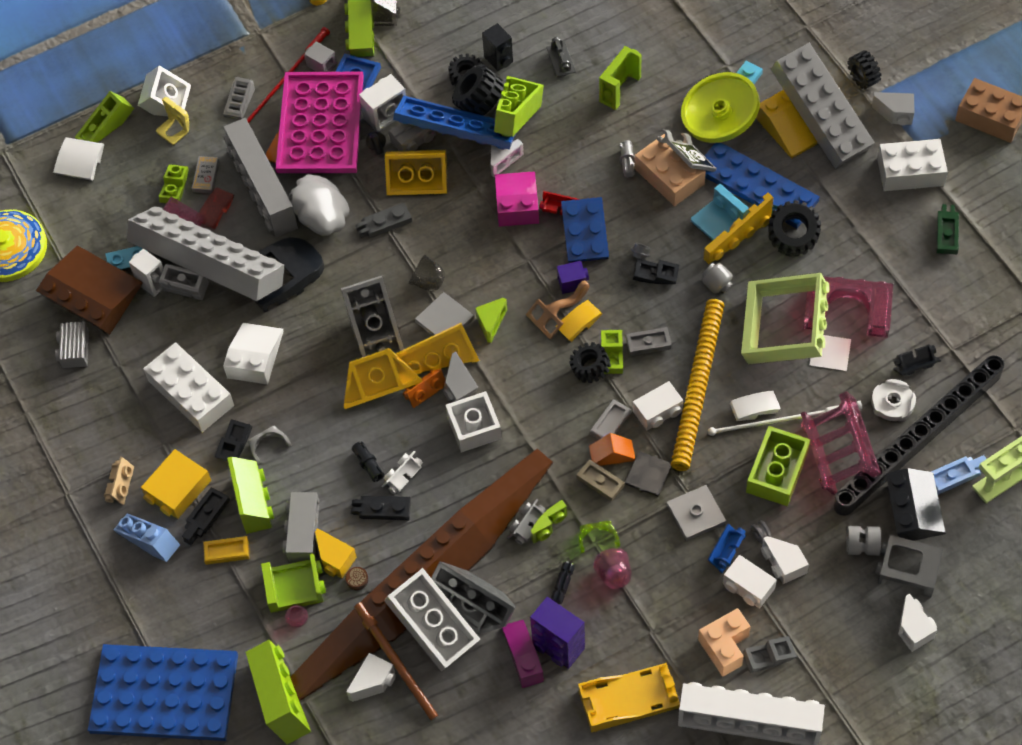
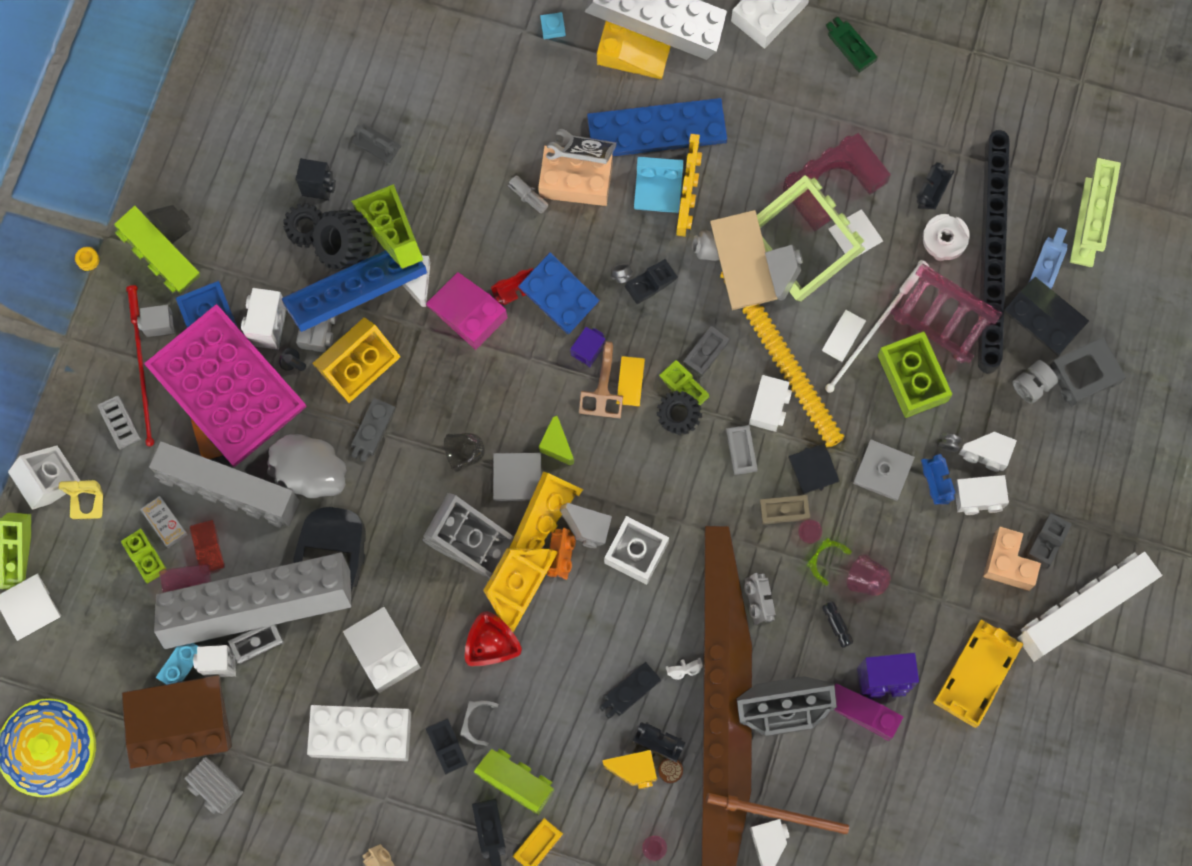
camera: 45 degrees left, 15 degrees up
(175, 484) = (438, 829): yellow brick -> none
(293, 584) = (625, 822): lime panel -> none
(301, 526) = (583, 769): light grey brick -> none
(324, 401) = (490, 641): none -> red hat
(366, 552) = (659, 743): none -> black hinge
(368, 461) = (579, 662): black pin -> none
(407, 466) = (614, 635): white hinge -> none
(424, 522) = (691, 668): none -> white piece
(431, 619) = (777, 754): white brick -> none
(543, 527) = (779, 589): lime slope -> none
(604, 508) = (810, 531): none -> clear pink plate
(612, 450) = (768, 476): orange slope -> none
(624, 65) = (455, 140): lime panel -> none
(720, 107) = (565, 80): neon yellow dish -> none
(728, 300) = (743, 260): none -> tan tile
(748, 324) = (784, 268): none -> light grey slope
(799, 212) = (751, 144): black tyre -> none
(915, 626) = (1132, 419): white slope -> none

